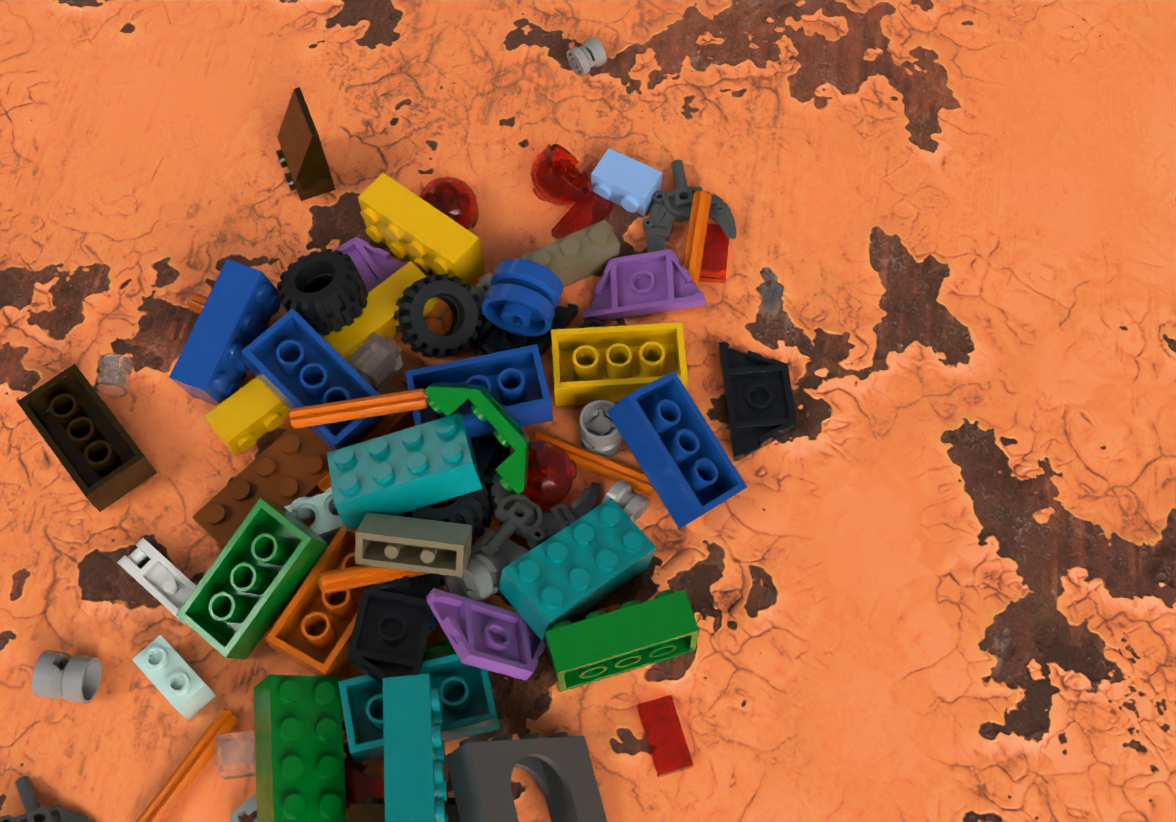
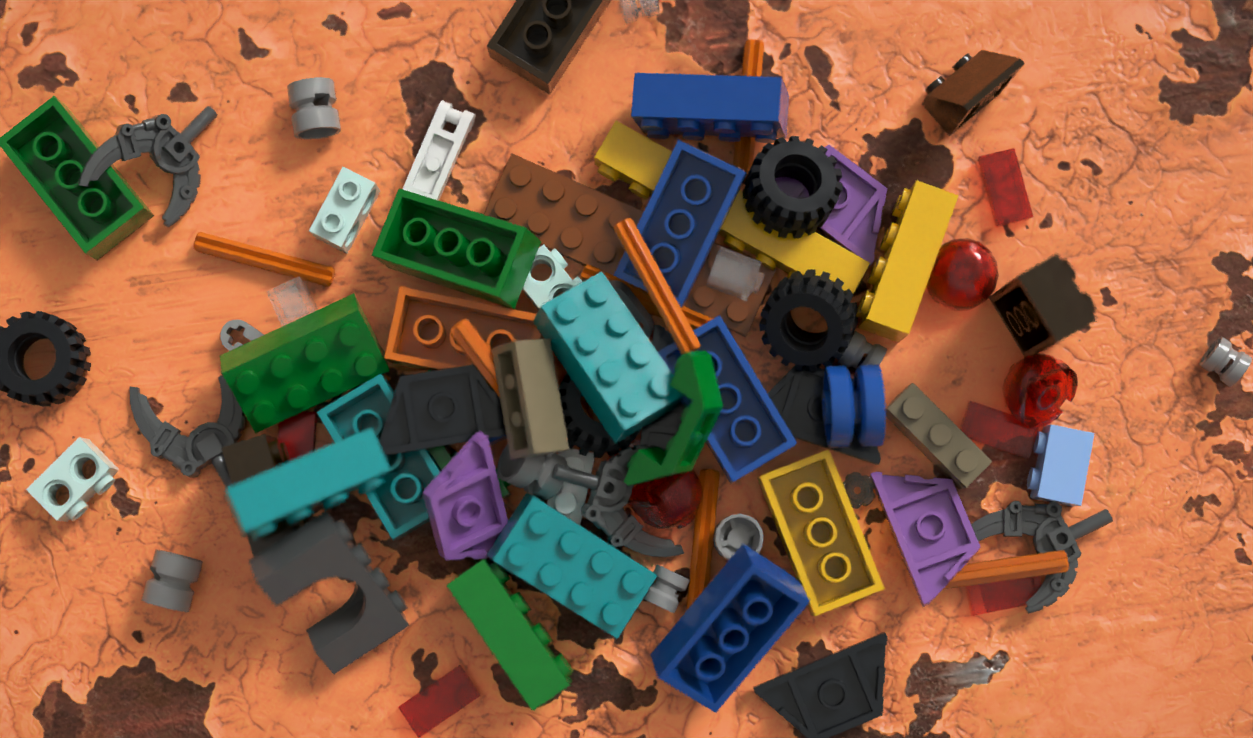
camera: 70 degrees right, 20 degrees up
(393, 161) = (1005, 187): none -> clear red tile
(496, 139) = (1044, 305): none -> dark brown brick

